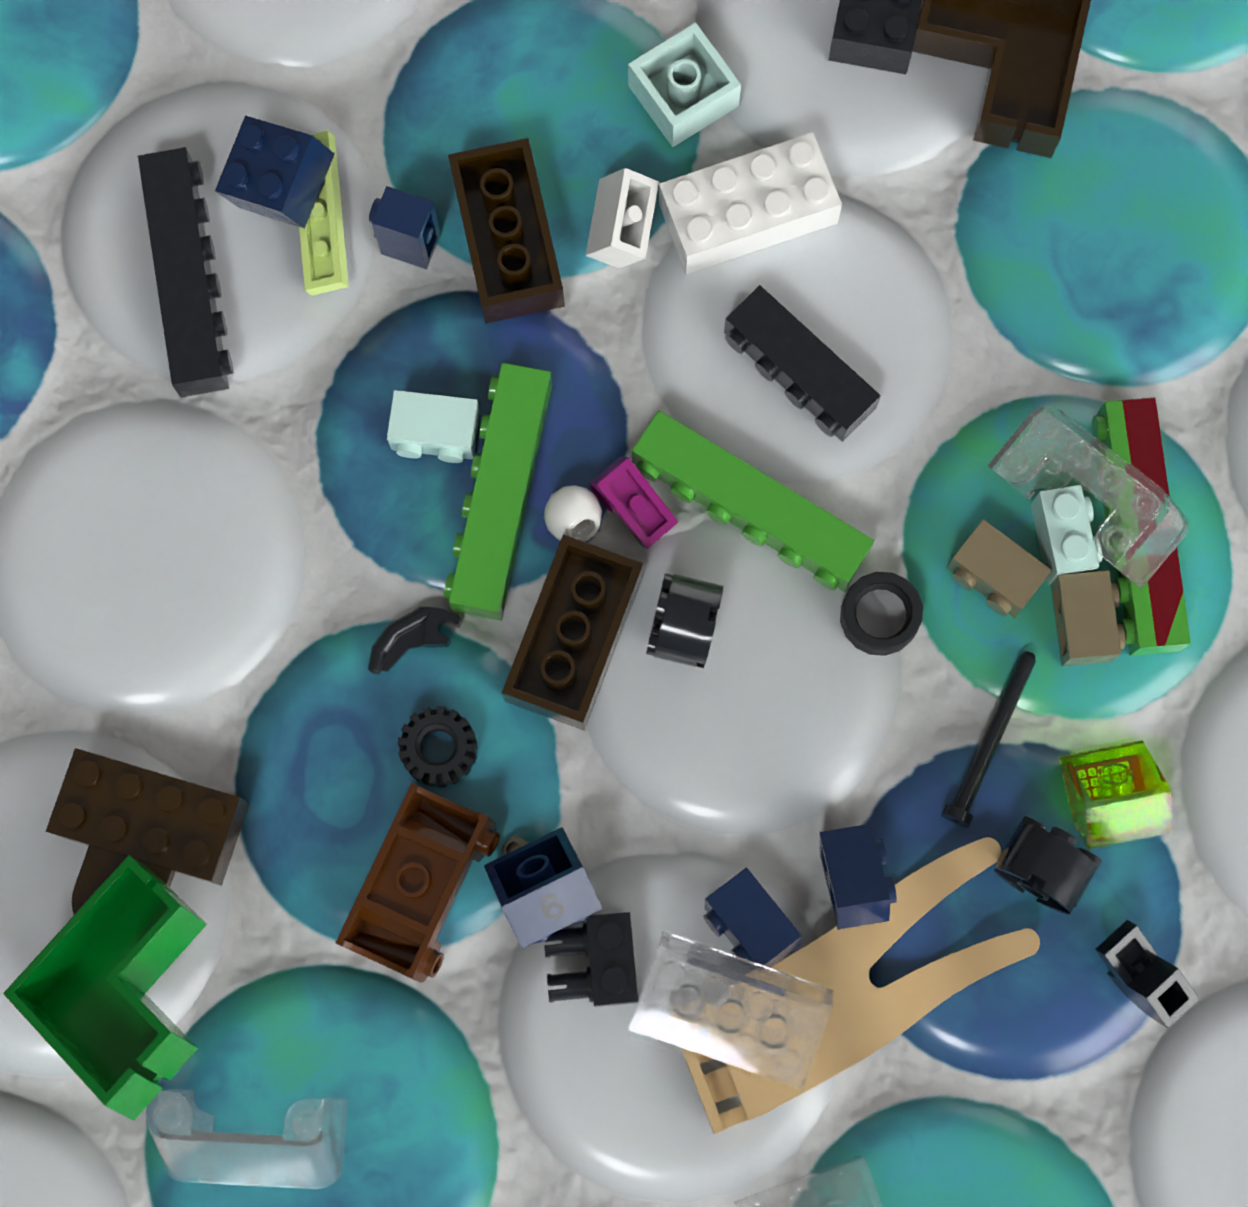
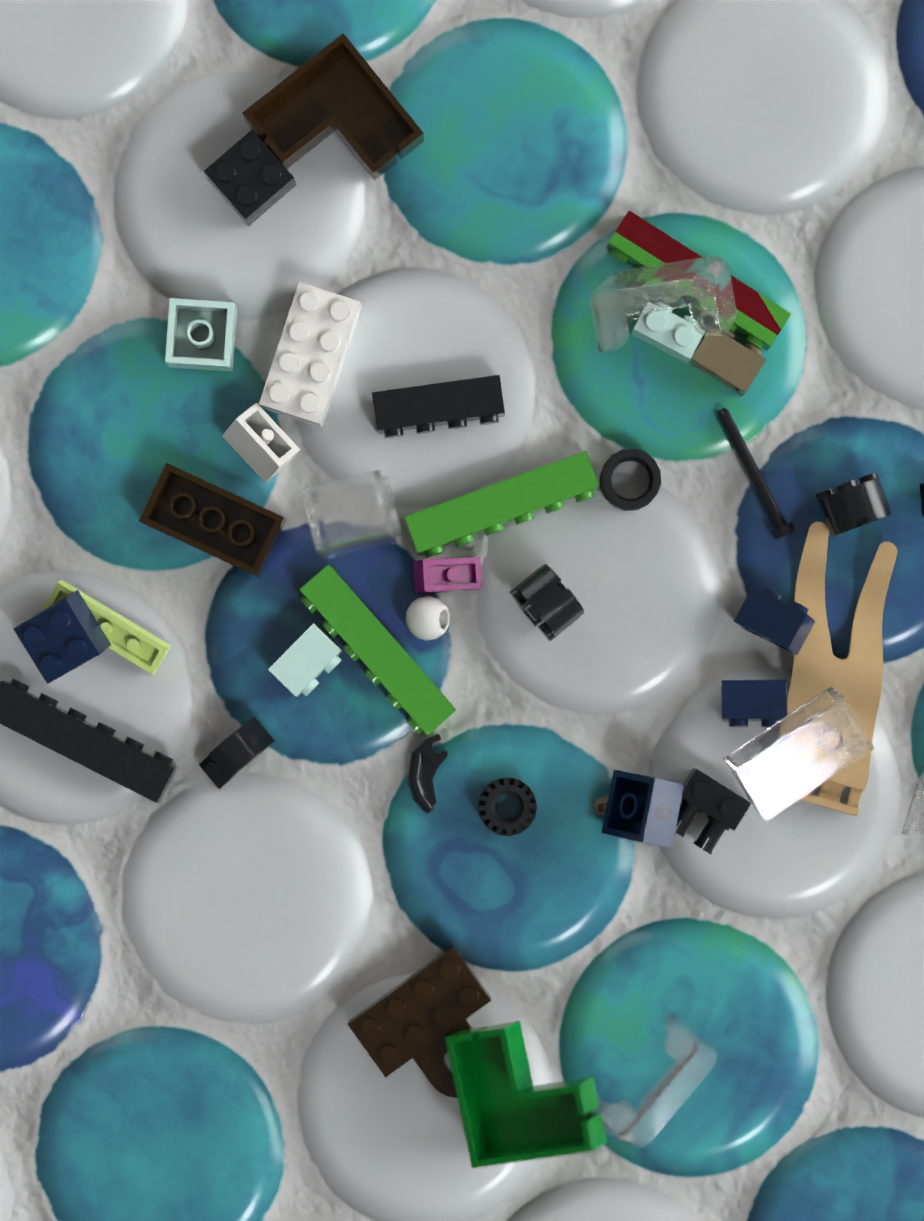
camera: 55 degrees left, 10 degrees up
(288, 426) = (236, 752): none -> black brick
(405, 226) = (163, 583): dark blue brick -> none
(416, 883) = (581, 879): reddish brown piece -> none
(573, 632) = (502, 673): dark brown brick -> none
(611, 342) = (351, 514): none -> clear windscreen
(998, 570) = (657, 389): dark tan brick -> none
(1117, 794) = (842, 428): clear neon green slope -> none

